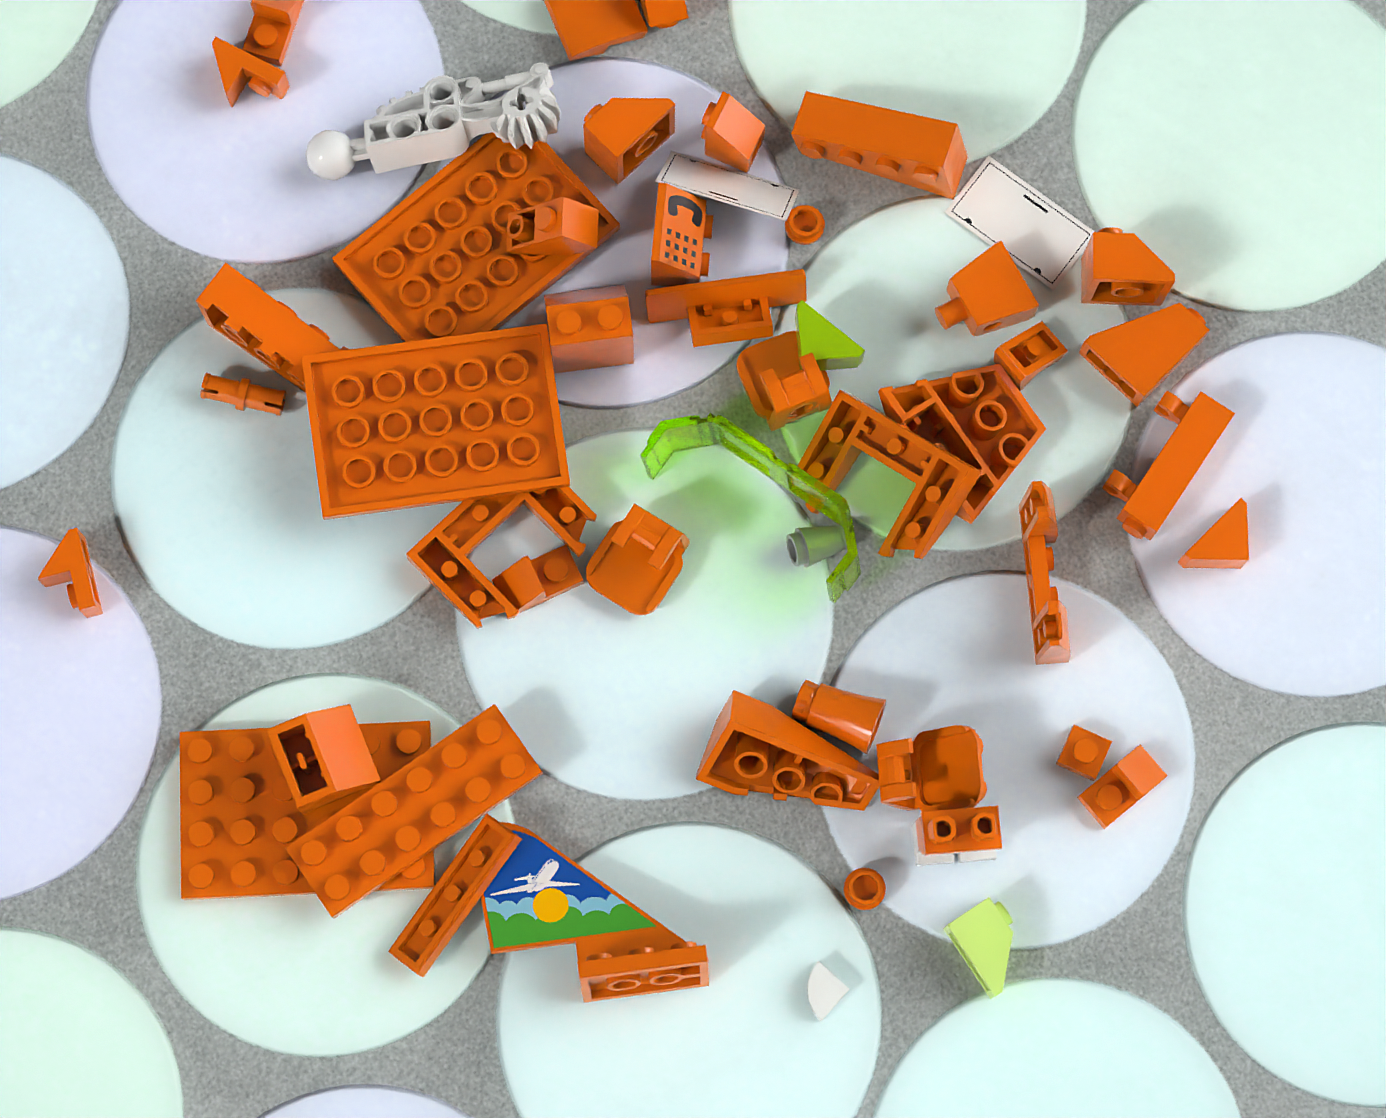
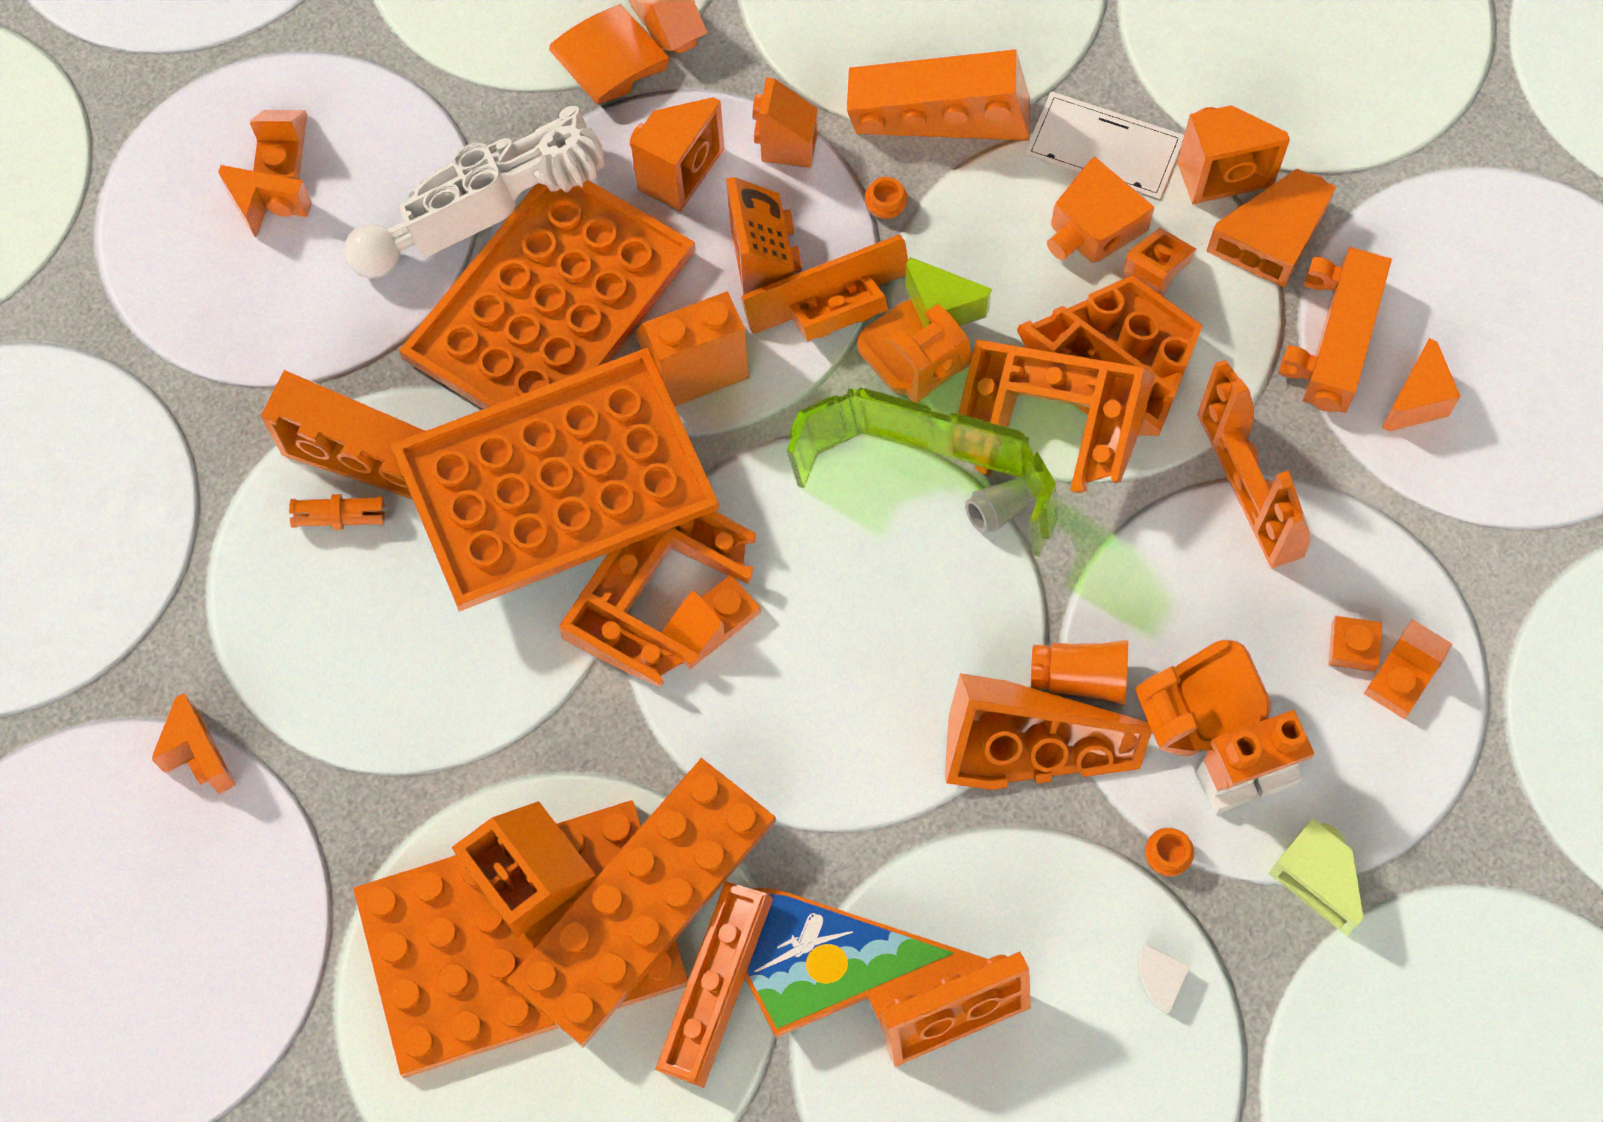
camera: 10 degrees left, 10 degrees down
(553, 228) = (627, 258): orange slope -> none
(637, 561) = (814, 567): orange piece -> none
(728, 185) = (800, 177): white sticker -> none

